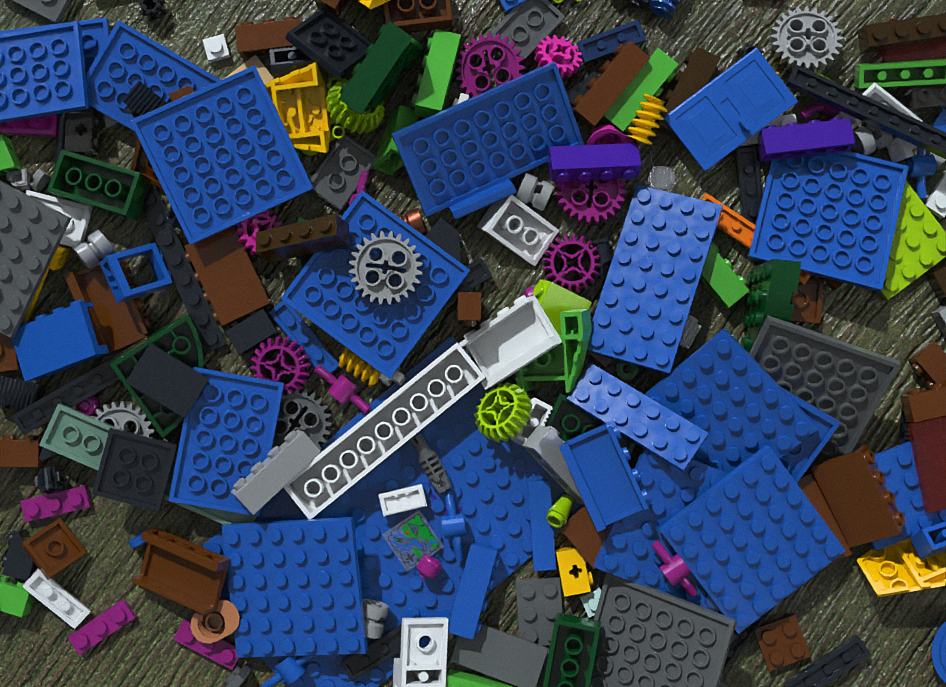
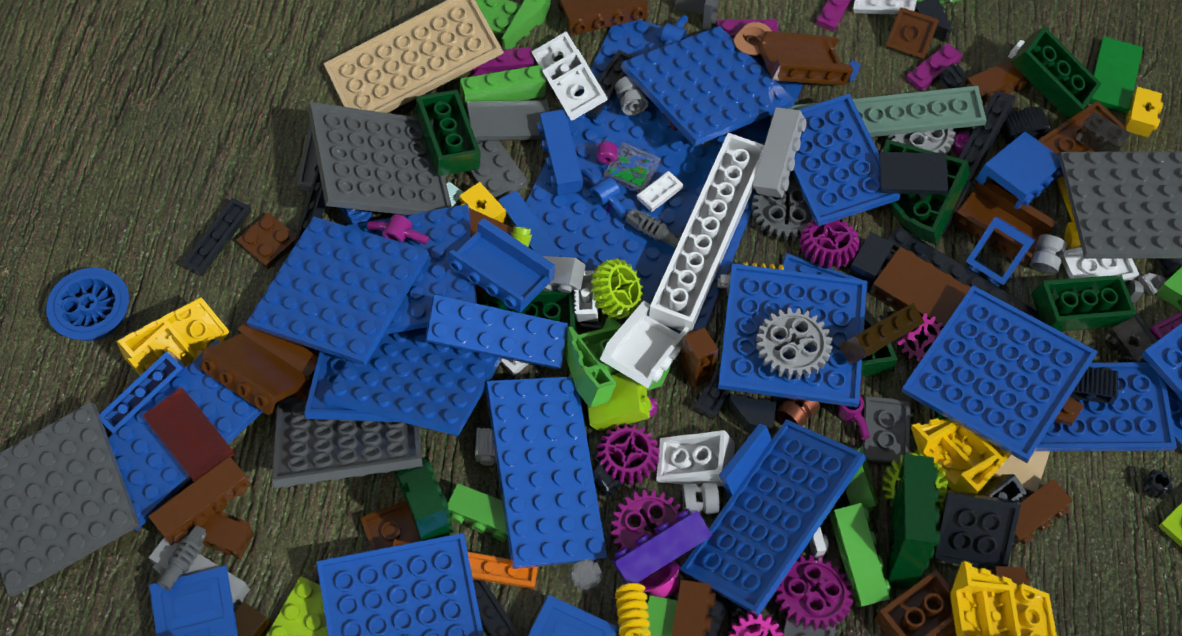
camera: 150 degrees right, 25 degrees down
(135, 469) = (891, 103): black plate -> none
(216, 48) = (1074, 481): white plate -> none
(342, 389) = (765, 251): magenta piece -> none

